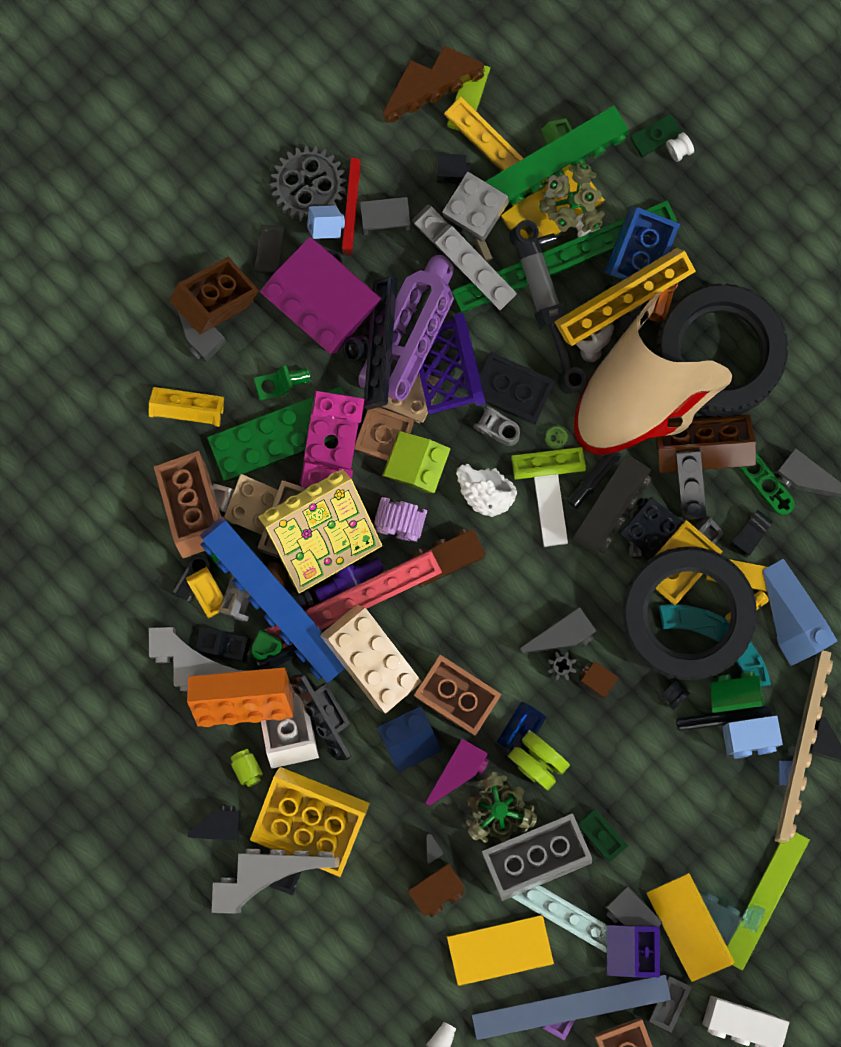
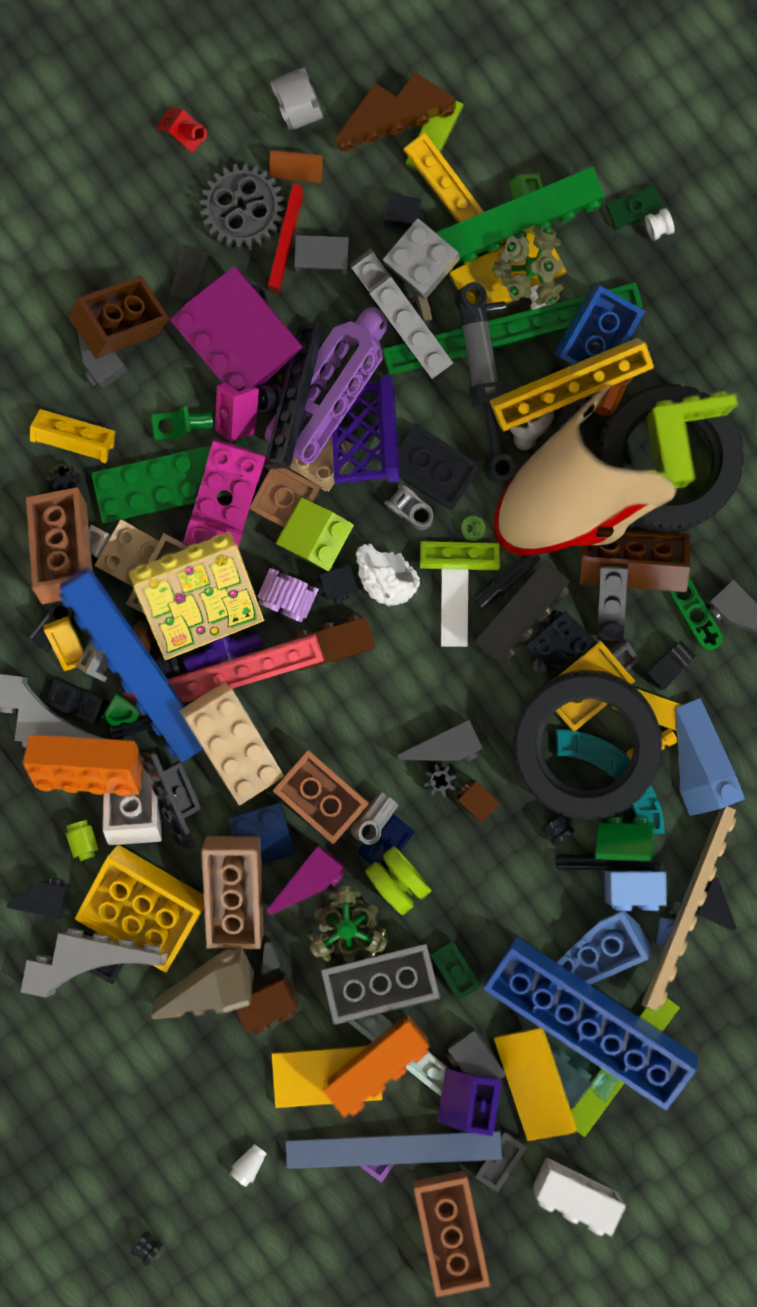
camera: 10 degrees right, 5 degrees up
(183, 444) = (63, 478): none -> black gear
(246, 123) = (183, 128): none -> red bracket
(325, 222) = (253, 252): light blue brick -> none
(329, 364) = (236, 412): none -> dark pink panel
(343, 83) = (297, 99): none -> light grey brick
(350, 142) = (296, 166): none -> dark orange slope
(391, 792) = (233, 892): none -> medium nougat brick
(392, 876) = (218, 984): none -> dark tan wedge
(443, 504) = (337, 584): none -> black brick
(508, 707) = (376, 816): none -> light grey piece
(544, 929) = (376, 1065): none -> orange brick
(718, 327) = (669, 434): none -> lime bracket
(732, 863) = (591, 1023): none -> blue brick
(733, 797) = (607, 949): none -> medium blue wedge

